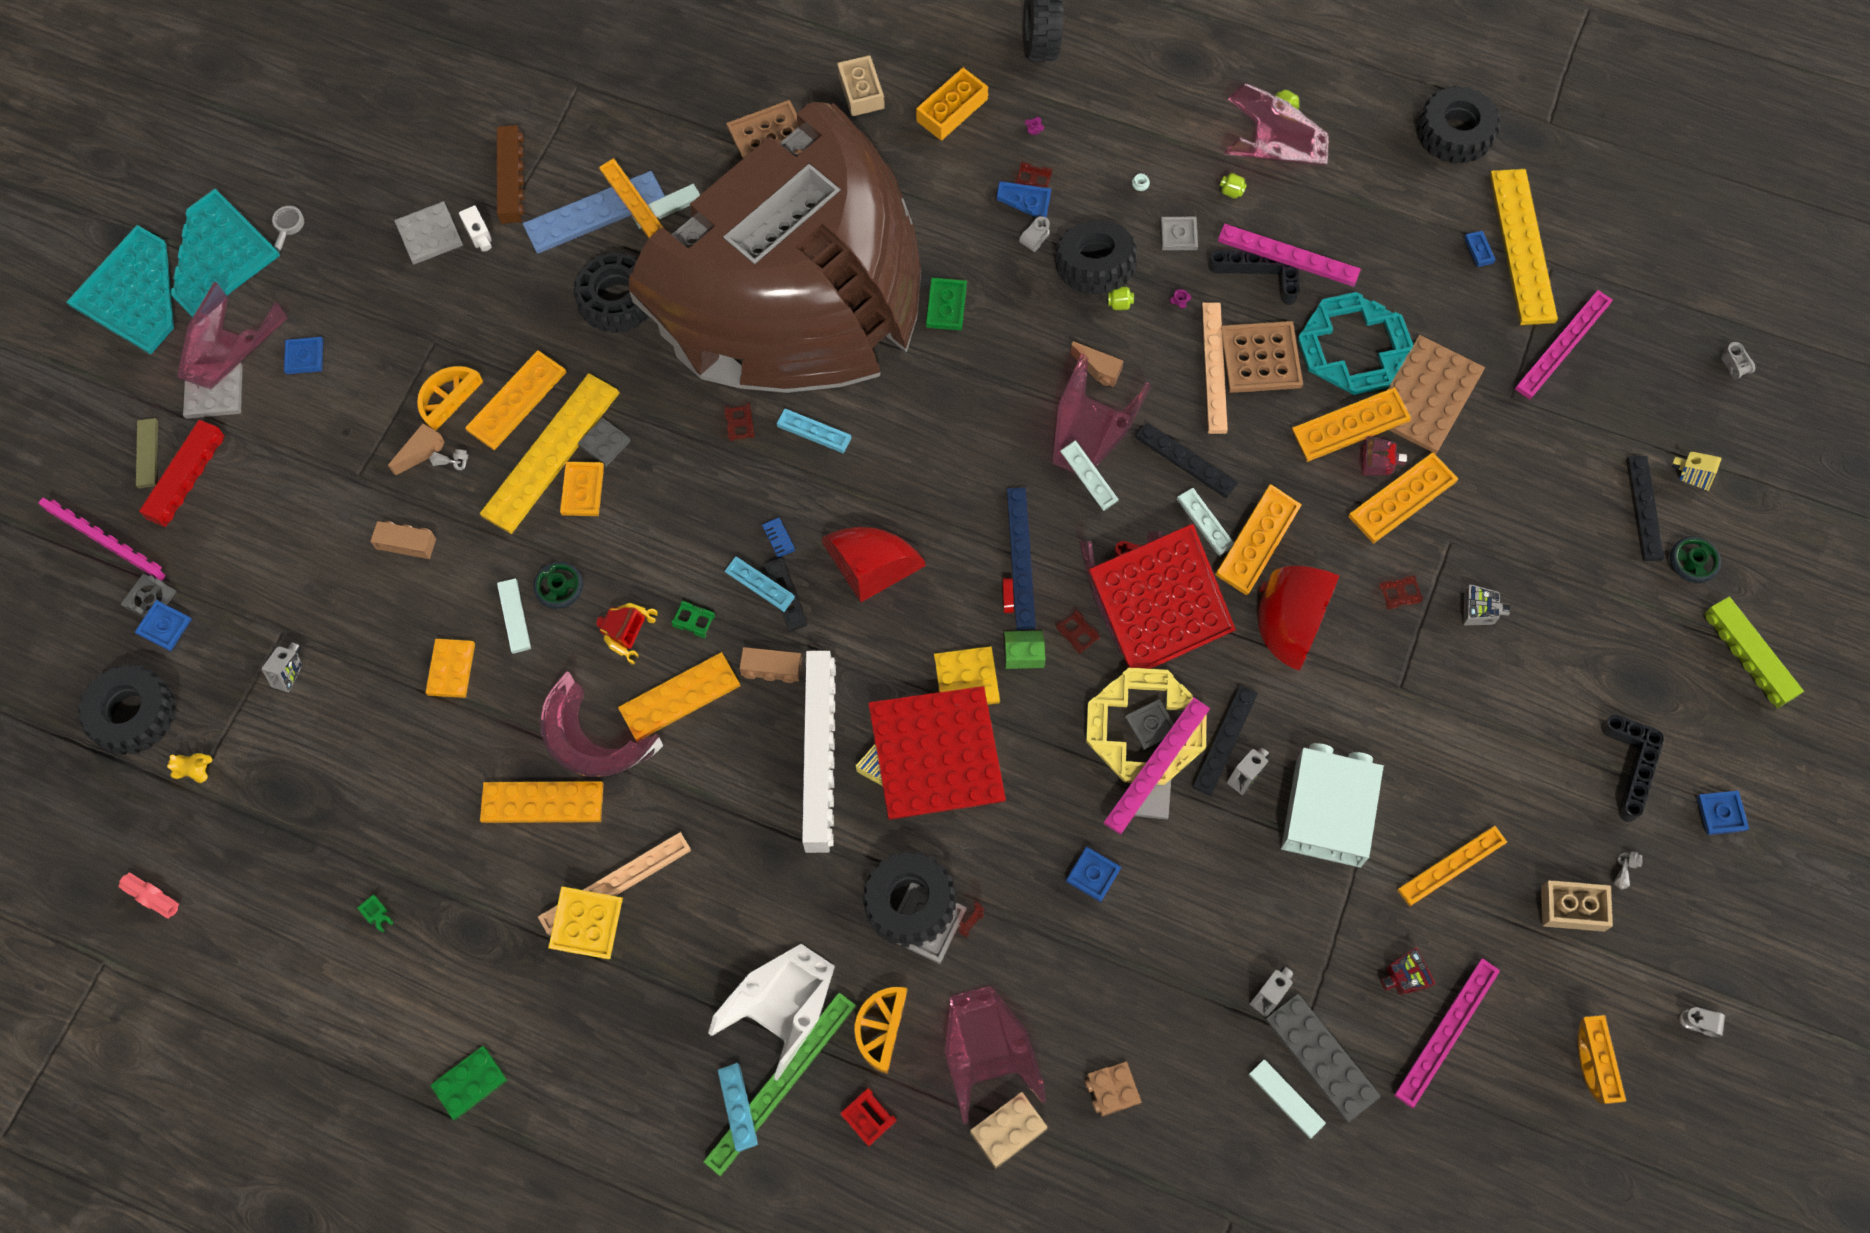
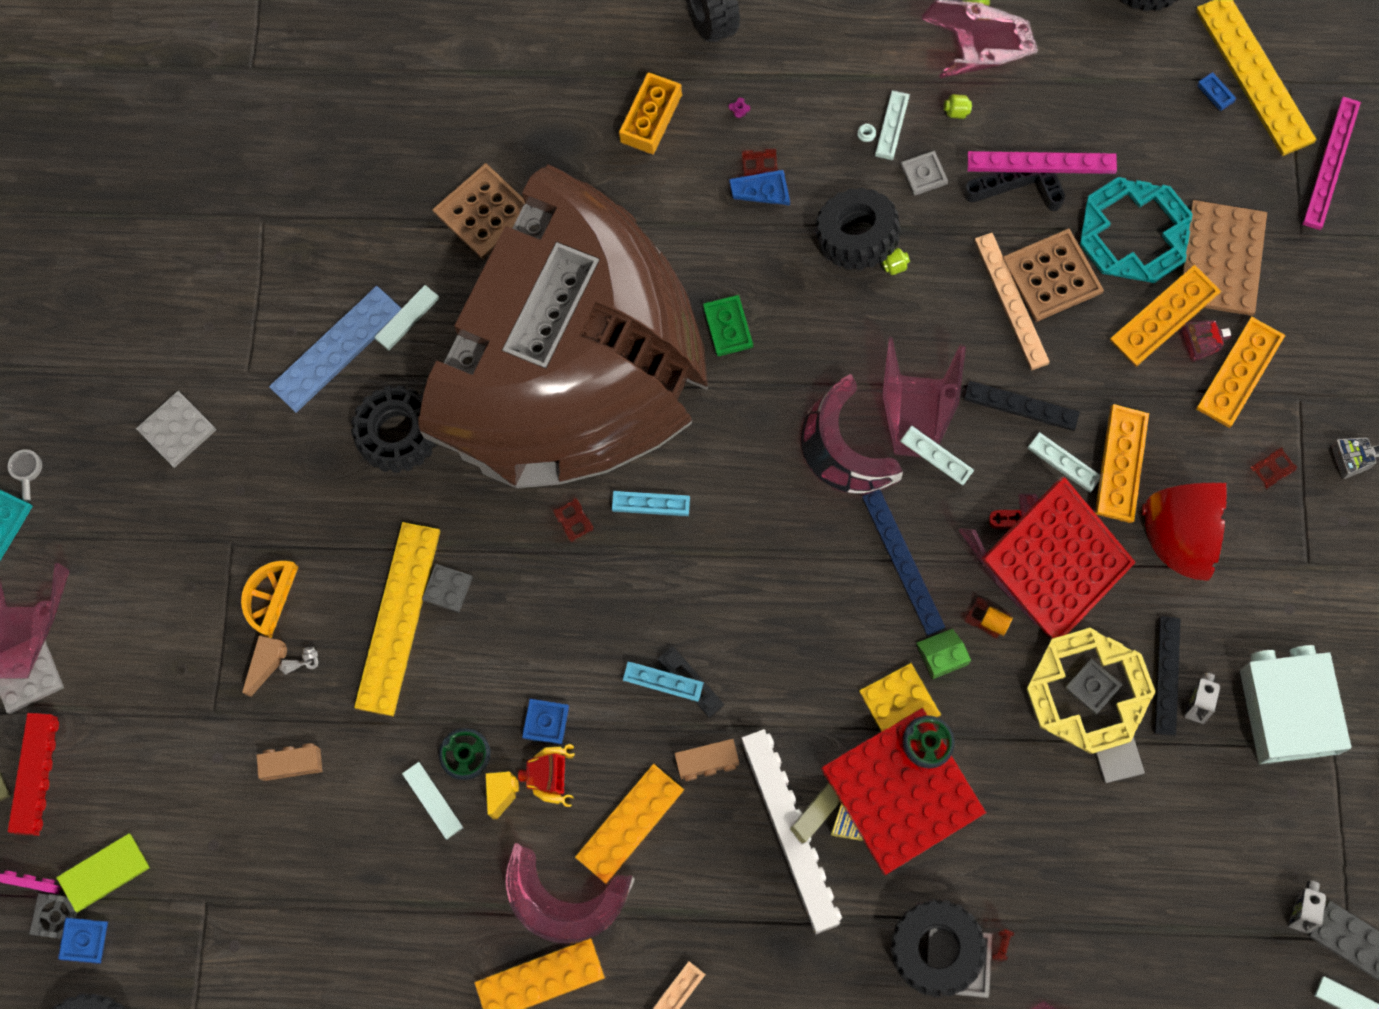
camera: 15 degrees left, 5 degrees up
(205, 575) = (103, 872): none -> lime tile
(283, 667) = (225, 939): light grey torso -> none
(303, 355) = (103, 605): blue plate -> none
(450, 668) = (391, 877): light orange plate -> none
(476, 228) = (222, 406): white torso -> none
(510, 174) = (234, 339): reddish brown brick -> none
(515, 400) = (340, 576): light orange plate -> none
(574, 627) = (500, 792): none -> yellow slope
(582, 489) = (446, 645): light orange plate -> none
(630, 197) = (376, 327): light orange tile -> none
(641, 583) = (545, 722): none -> blue plate
(690, 624) = (611, 736): green piece -> none
(778, 537) = (660, 626): blue tile -> none
(845, 741) = (815, 814): none -> olive tile
(861, 85) = (552, 124): tan brick -> none
(871, 558) = (760, 616): red brick -> none
(963, 701) = (943, 732): none -> dark green wheel
(993, 448) = (832, 458): none -> clear pink windscreen
(1008, 604) = (906, 605): red beam -> none
(1035, 234) = (786, 224): light grey piece -> none
(1084, 635) = (996, 621): none -> light orange piece
(1093, 874) = (1097, 855): blue plate -> none
(1100, 365) = (905, 338): medium nougat slope -> none
(1156, 766) = (1117, 728): dark pink plate -> none
(1167, 184) = (892, 125): none -> light aqua tile
(1180, 294) = (951, 236): magenta plate -> none

